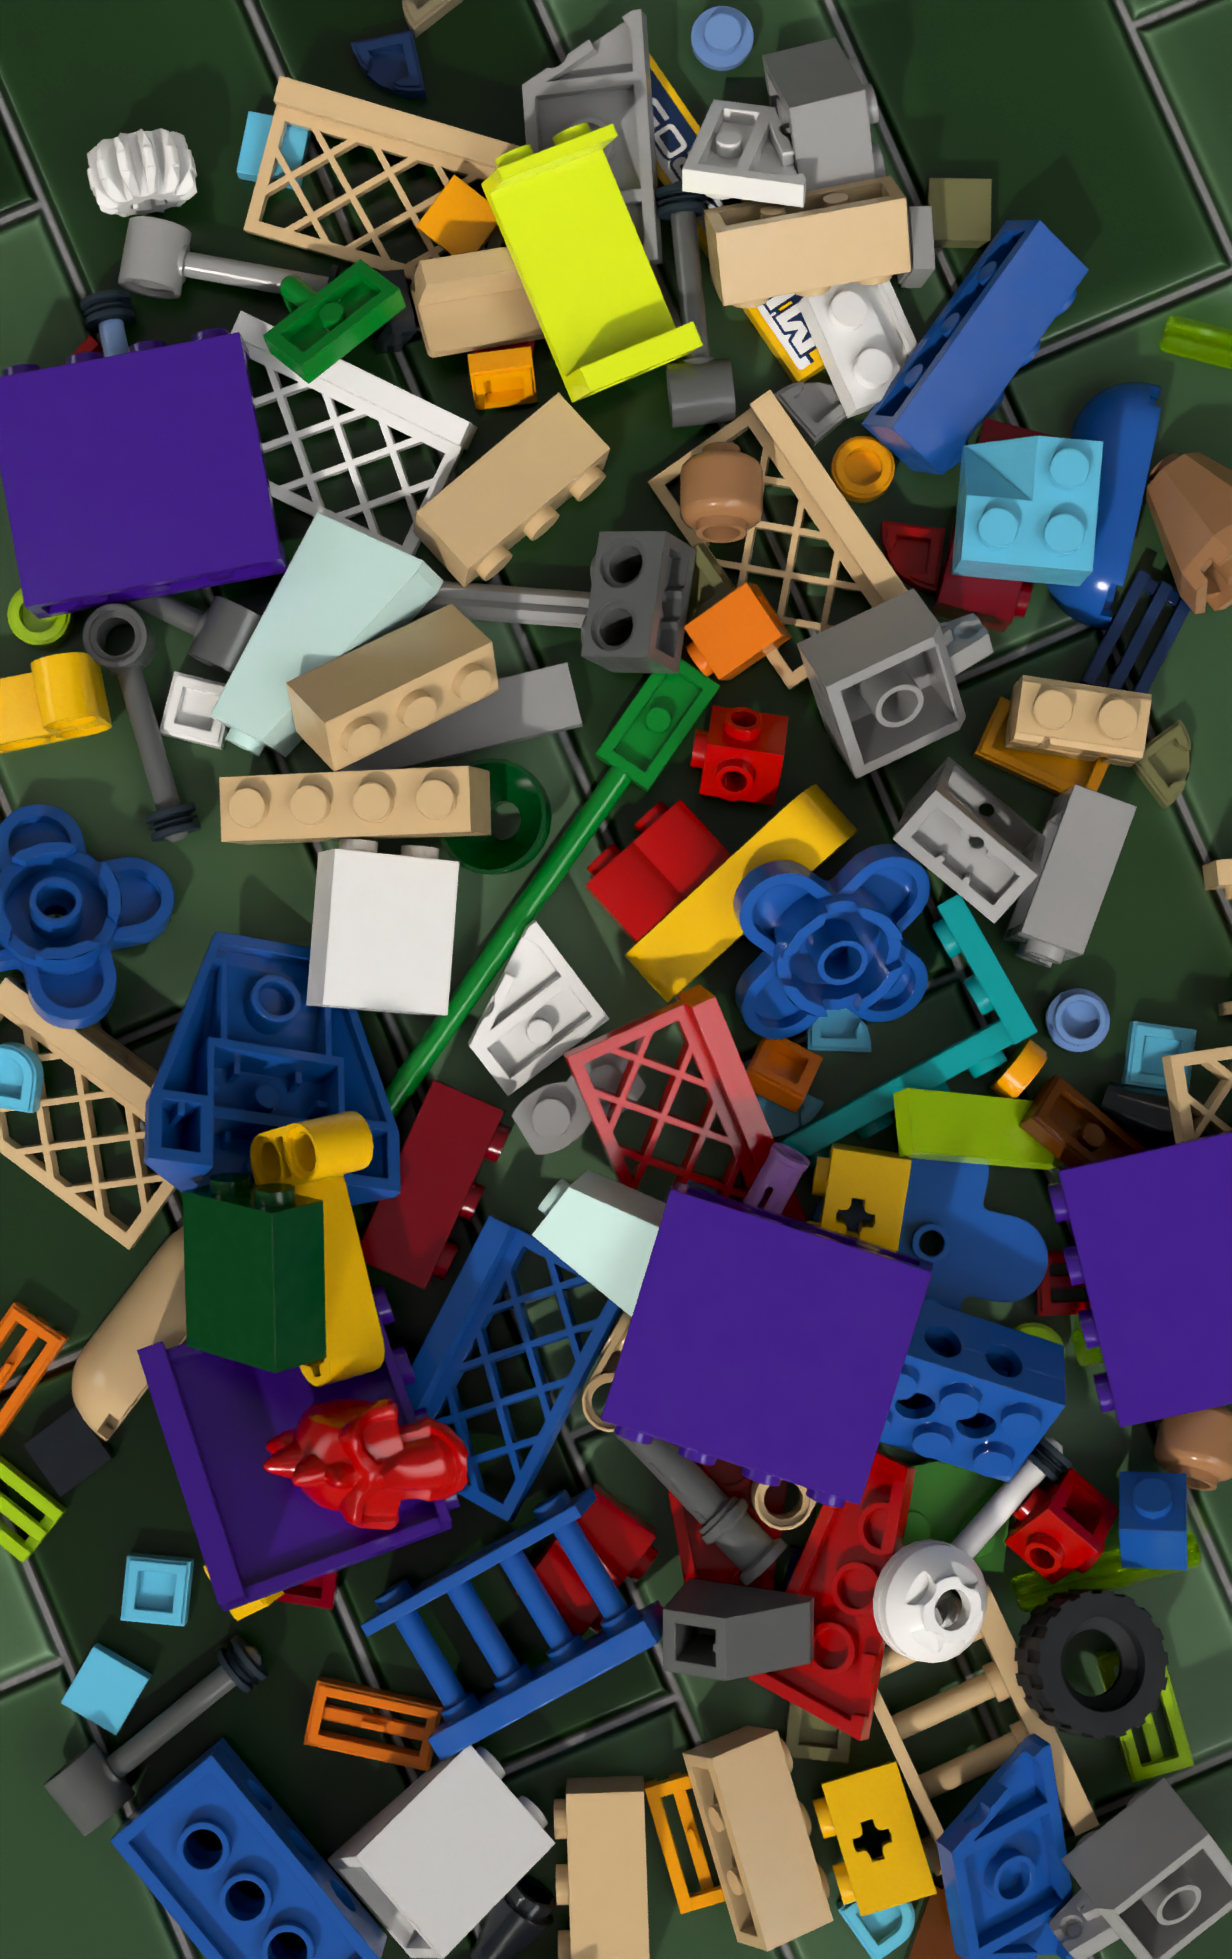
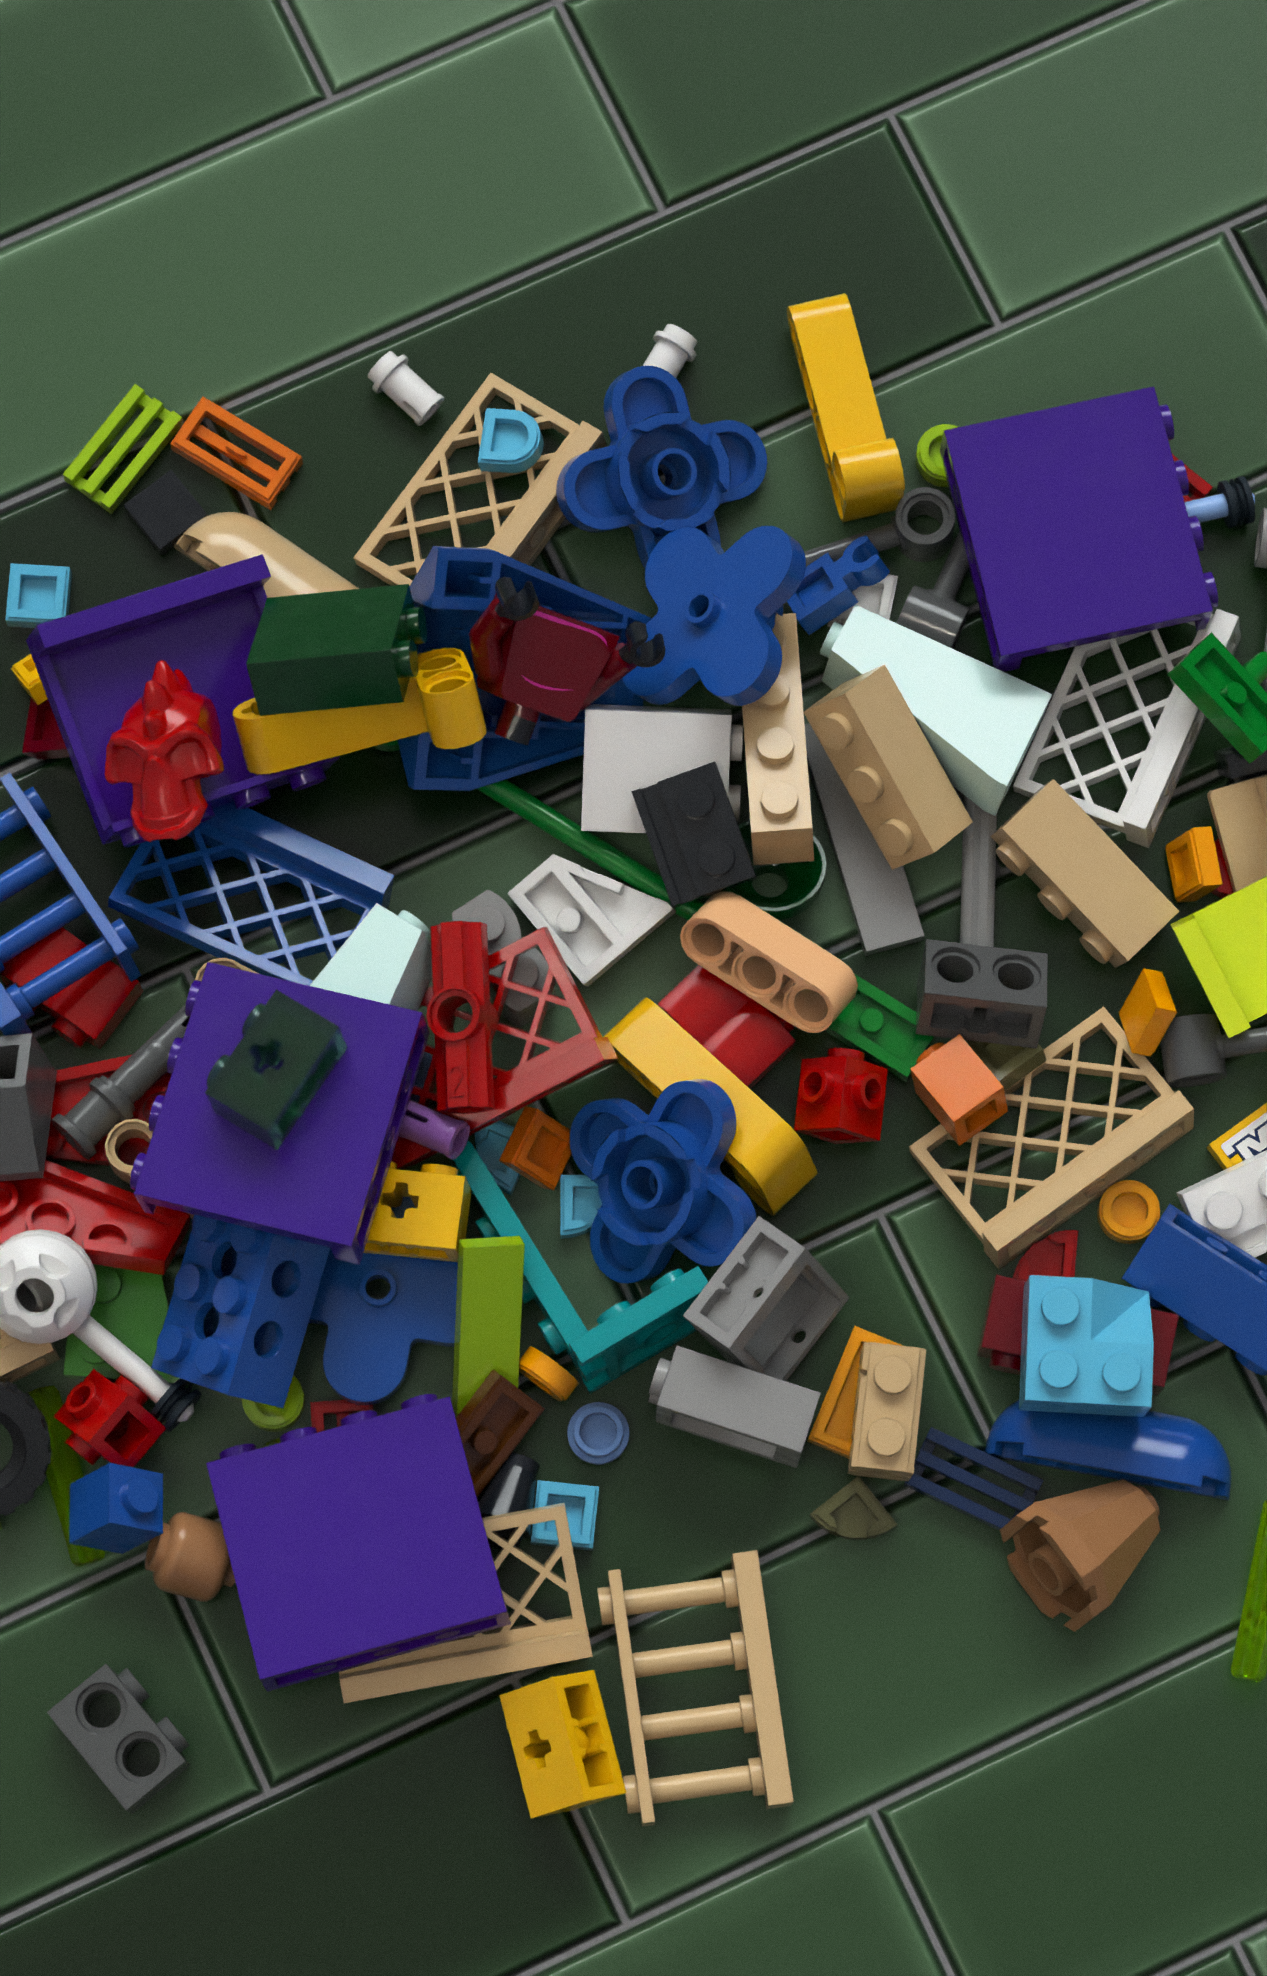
camera: 85 degrees right, 10 degrees down
(188, 745) = (830, 584): none -> blue plate
(224, 862) = (718, 613): none -> blue plant
(270, 1039) = (549, 659): none -> dark red torso
(437, 1185) = (421, 828): dark red brick -> none
(462, 894) = (694, 834): none -> black plate
(601, 821) = (769, 962): none -> light nougat beam
(661, 433) = (1147, 1012): none -> light orange tile
(706, 1146) = (459, 978): none -> red piece
(721, 493) = (1091, 1066): medium nougat head -> none
(774, 1352) = (274, 1100): none -> clear green brick
(812, 408) = (1185, 1161): light grey tile -> none
(891, 679) = (918, 1231): light grey hinge -> none

